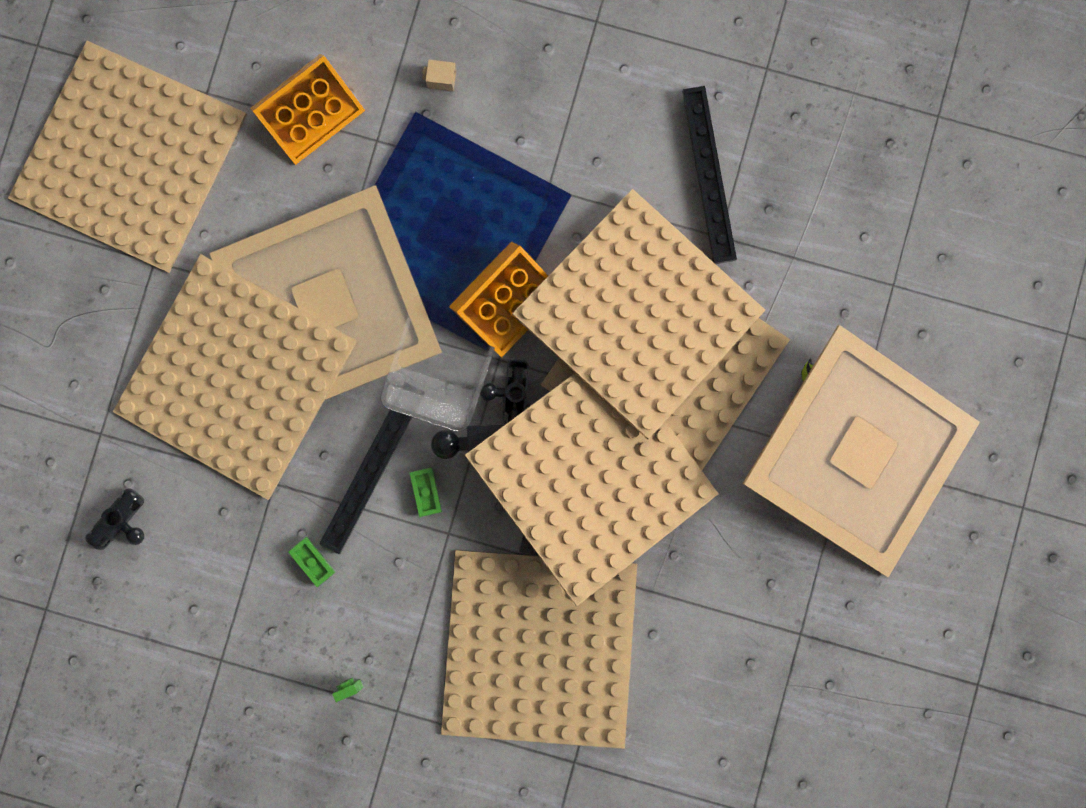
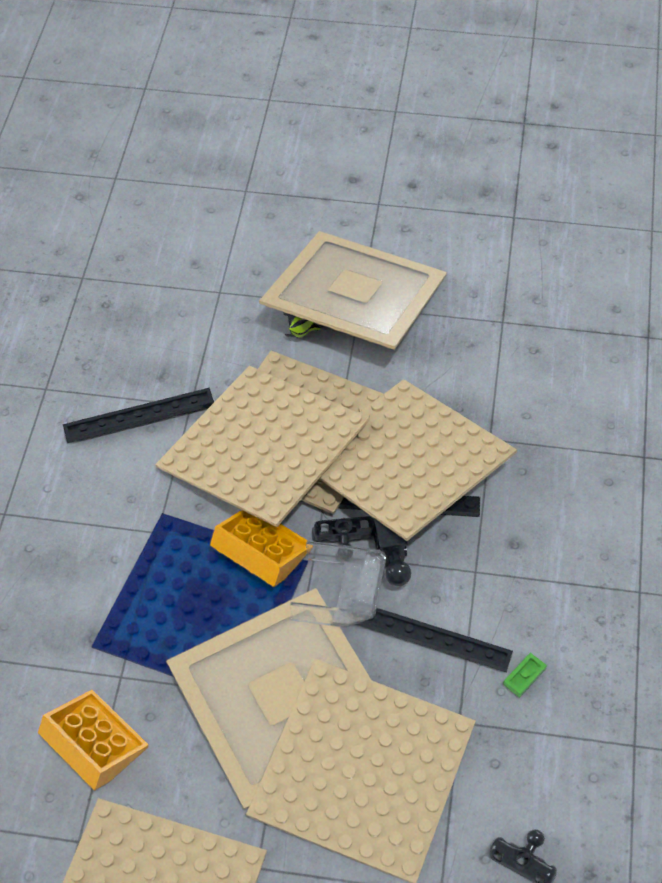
camera: 95 degrees left, 30 degrees down
(347, 688) = (632, 622): bright green plate -> none
(425, 492) = (442, 590): bright green plate -> none
(440, 75) = (57, 625): tan brick -> none
(531, 659) = (563, 497): tan baseplate -> none

